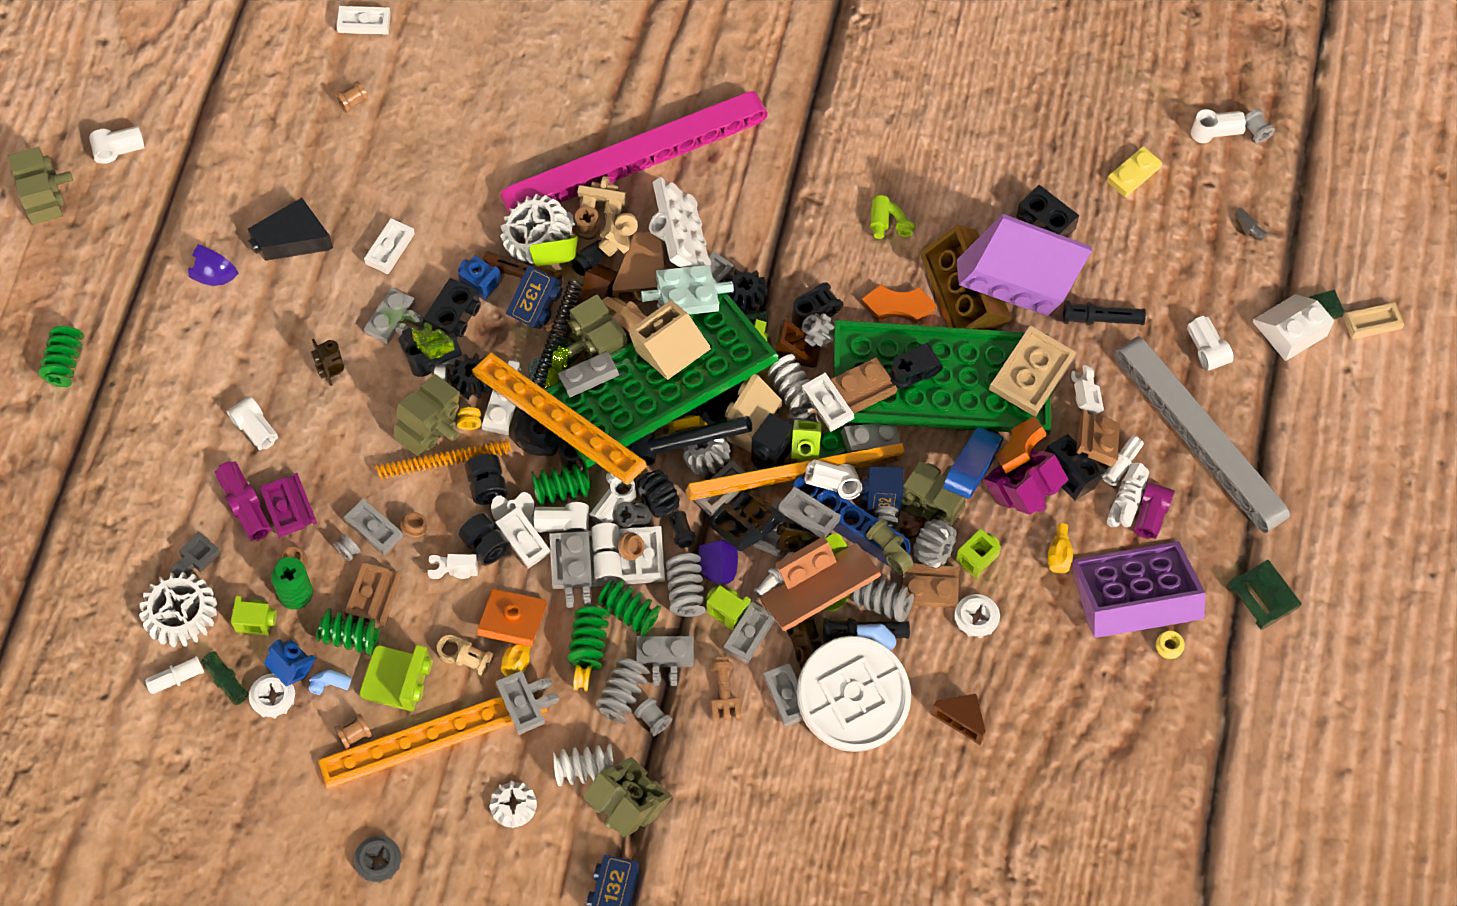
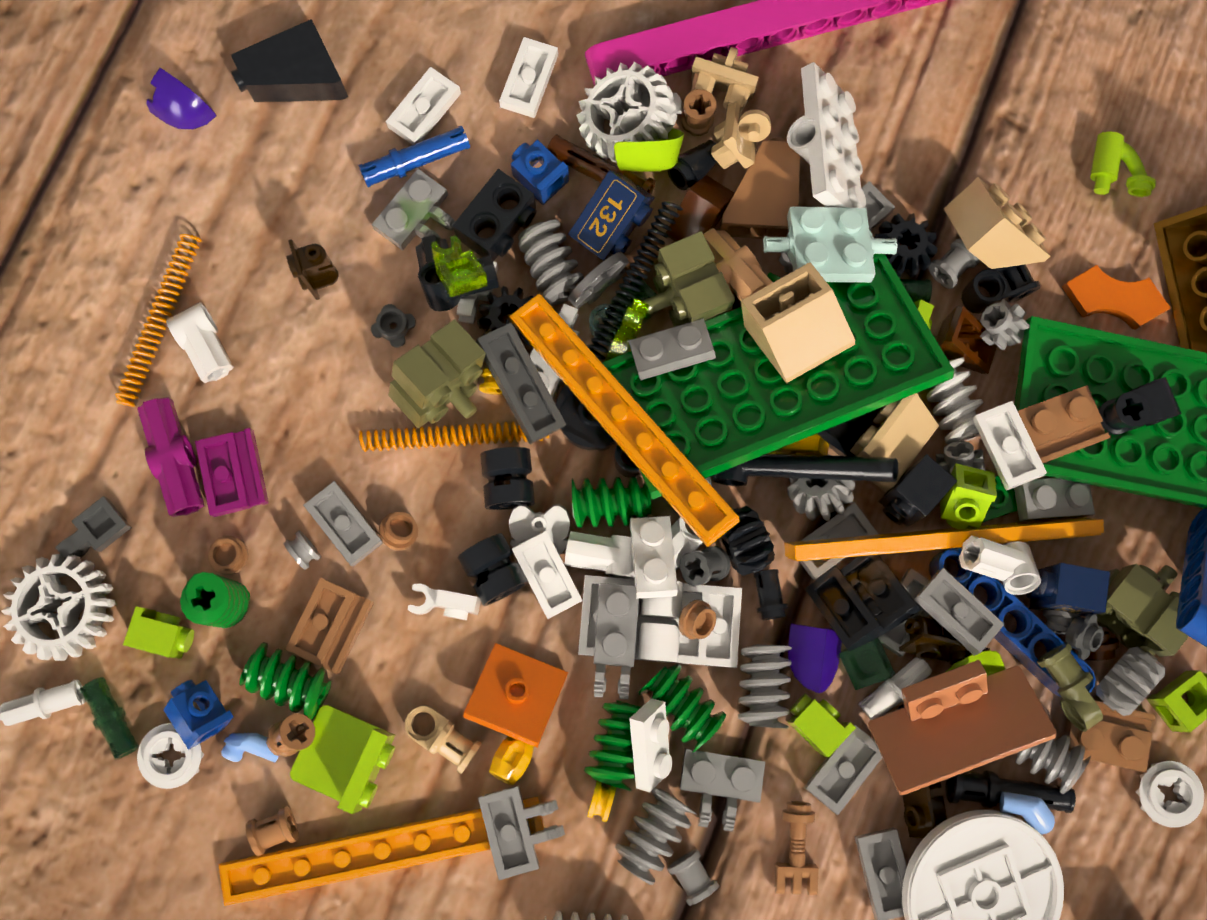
camera: 10 degrees right, 15 degrees up
(215, 420) = (151, 323): none -> light orange piece
(357, 664) = (300, 741): none -> medium nougat bush
(382, 282) = (414, 156): none -> blue pin
(389, 386) = (387, 316): none -> dark grey plate
(462, 216) = (528, 77): none -> white plate
(487, 413) = (520, 383): none -> dark grey plate
(496, 334) = (549, 262): none -> light grey piece
(531, 339) = (598, 280): none -> flat silver wheel
(594, 509) = (653, 557): none -> white plate
(610, 631) = (650, 745): none -> white plate
(755, 562) = (867, 664): none -> clear green plate
(781, 297) = (953, 264): none -> light grey bush
(802, 267) = (995, 228): none -> tan slope
(897, 515) = (1085, 635): none -> dark grey plate

